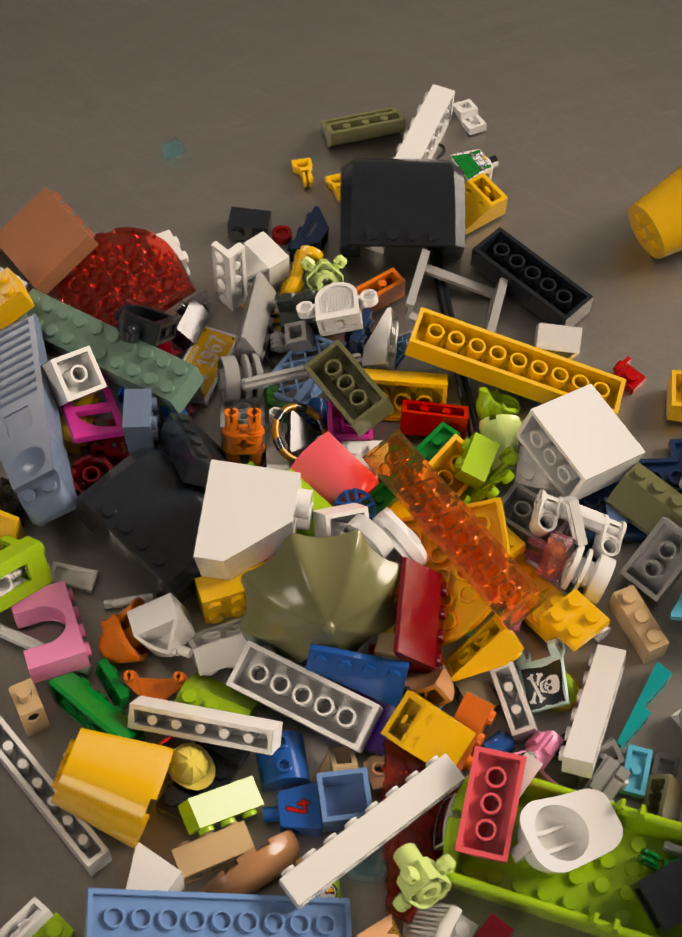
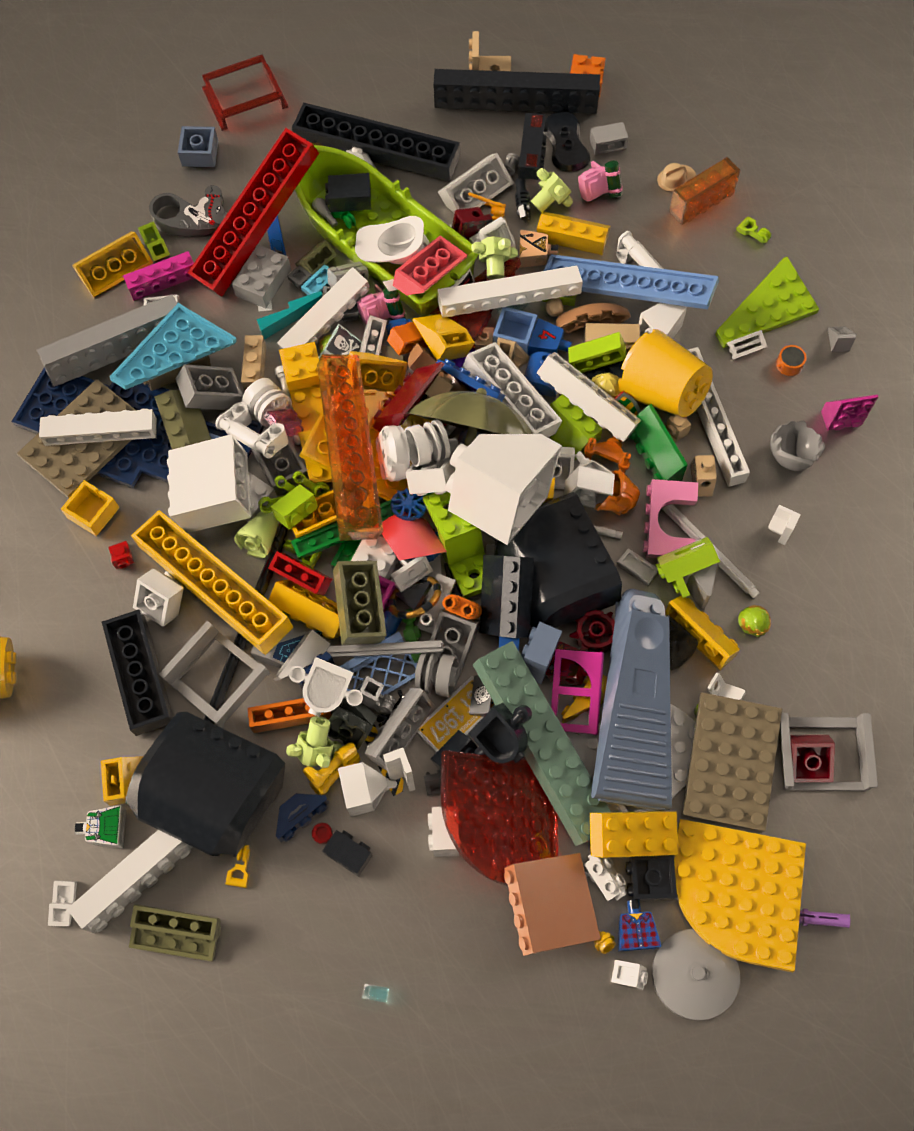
camera: 150 degrees left, 10 degrees up
(74, 376) = (581, 711): white brick -> none
(109, 678) = (638, 476): green plate -> none
(304, 172) = (258, 918): yellow piece -> none
(494, 403) = (243, 564): lime hair -> none
(575, 520) = (255, 421): white tile -> none

